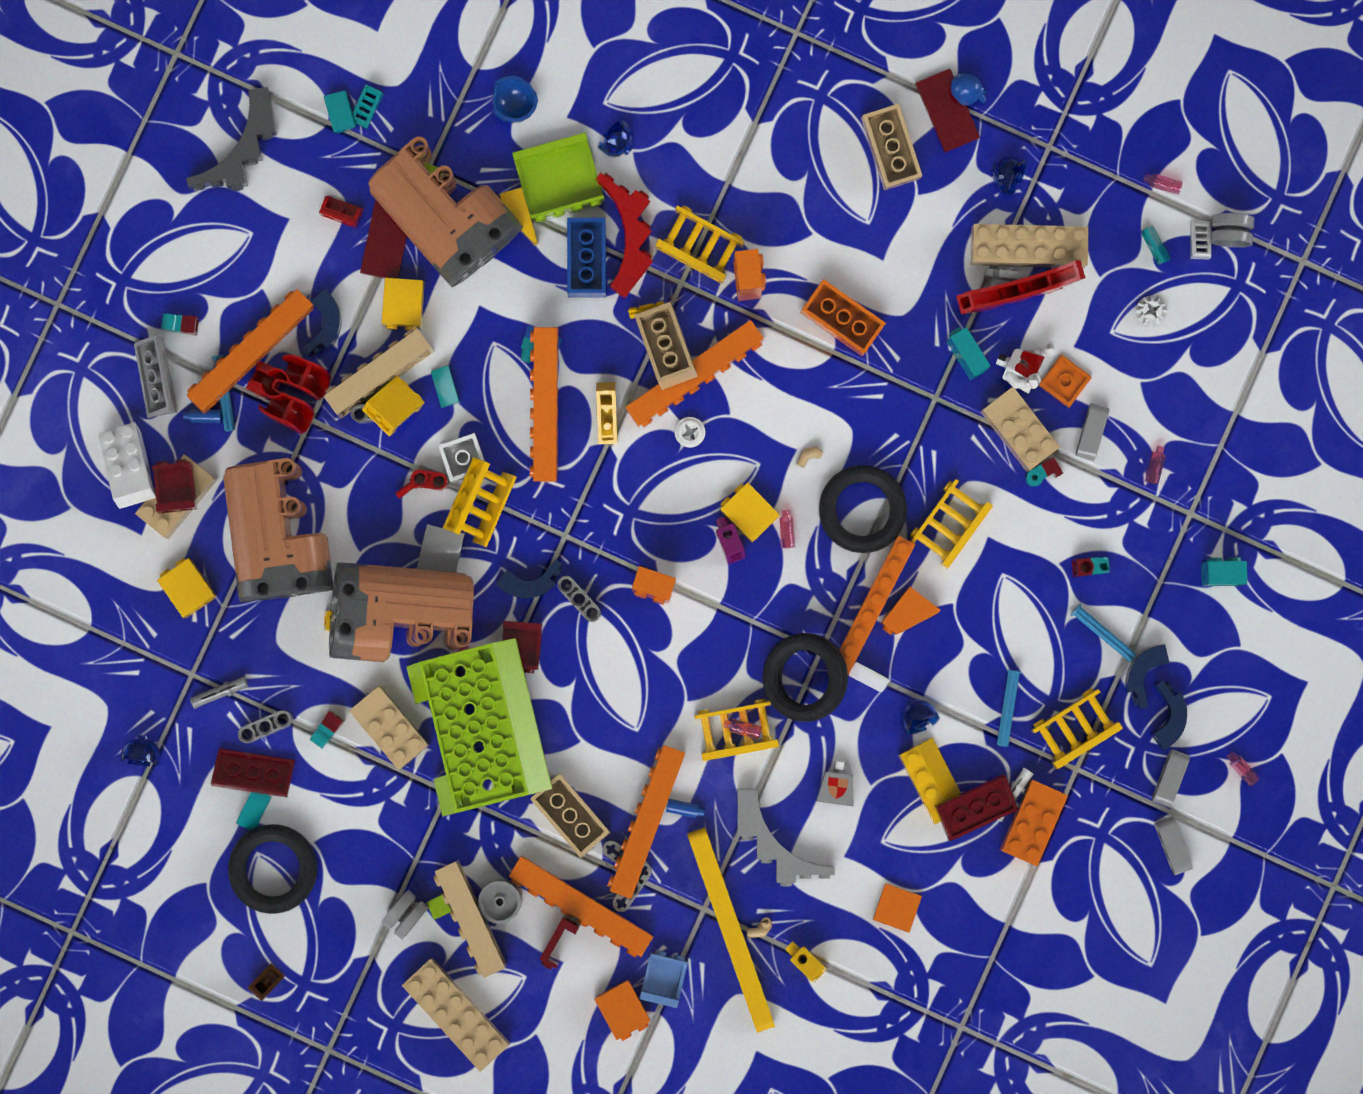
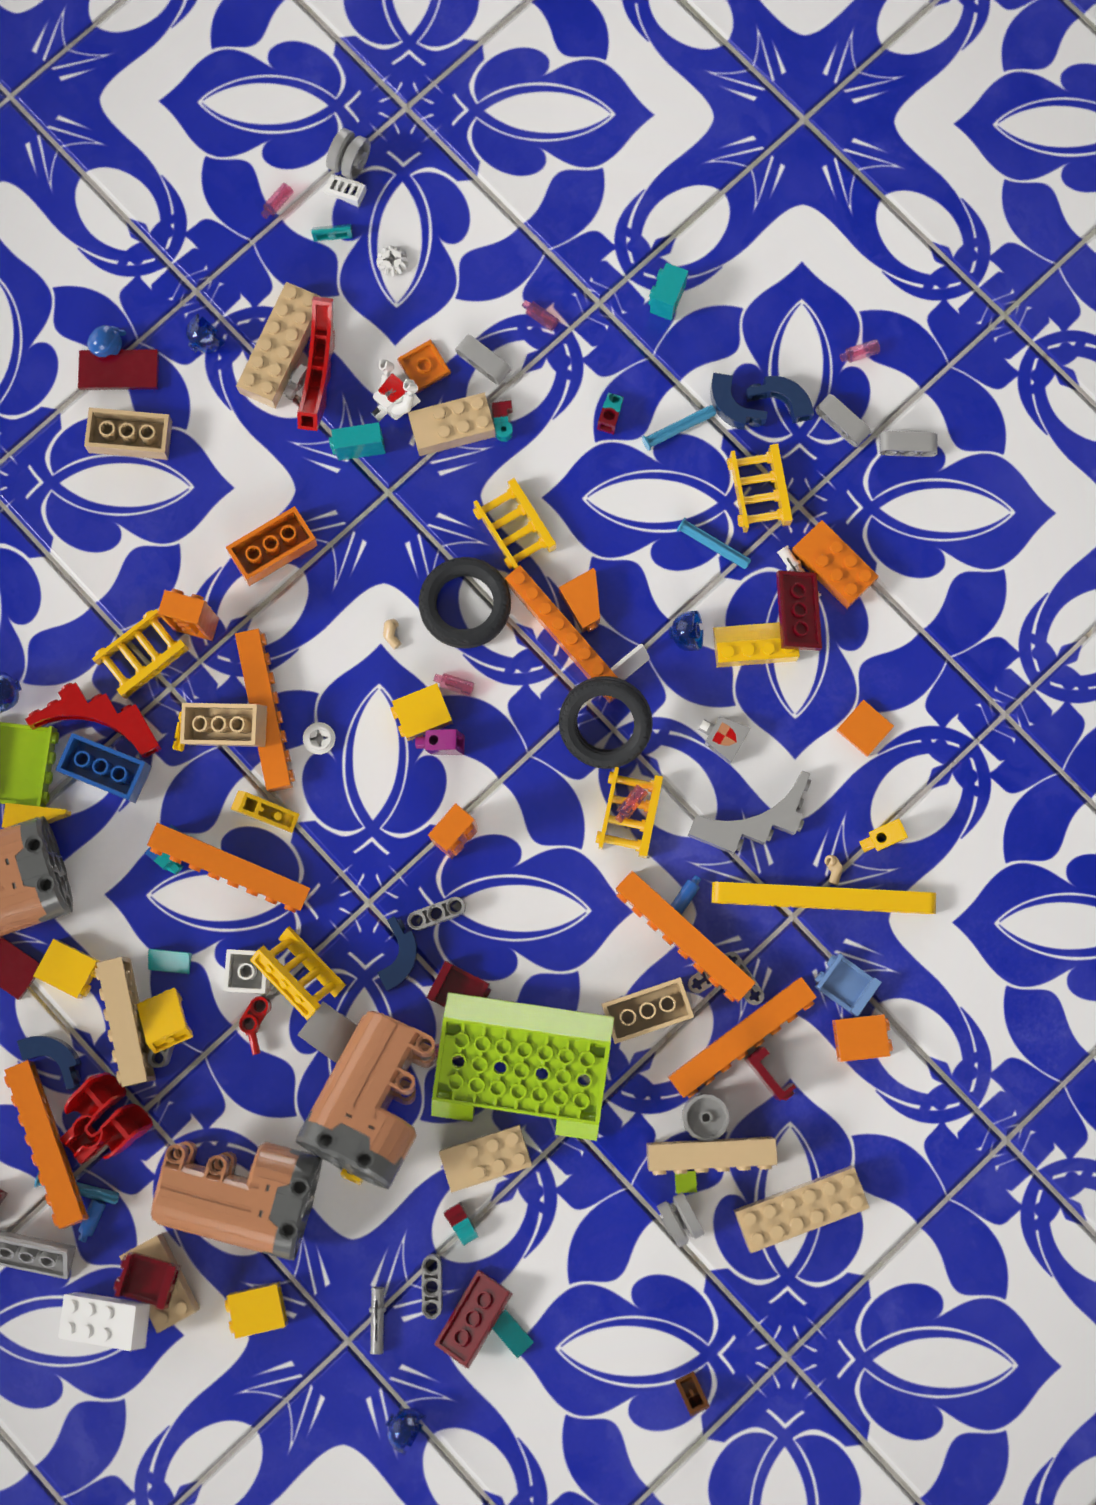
camera: 60 degrees left, 5 degrees down
(241, 884) = (579, 1378): black tyre -> none

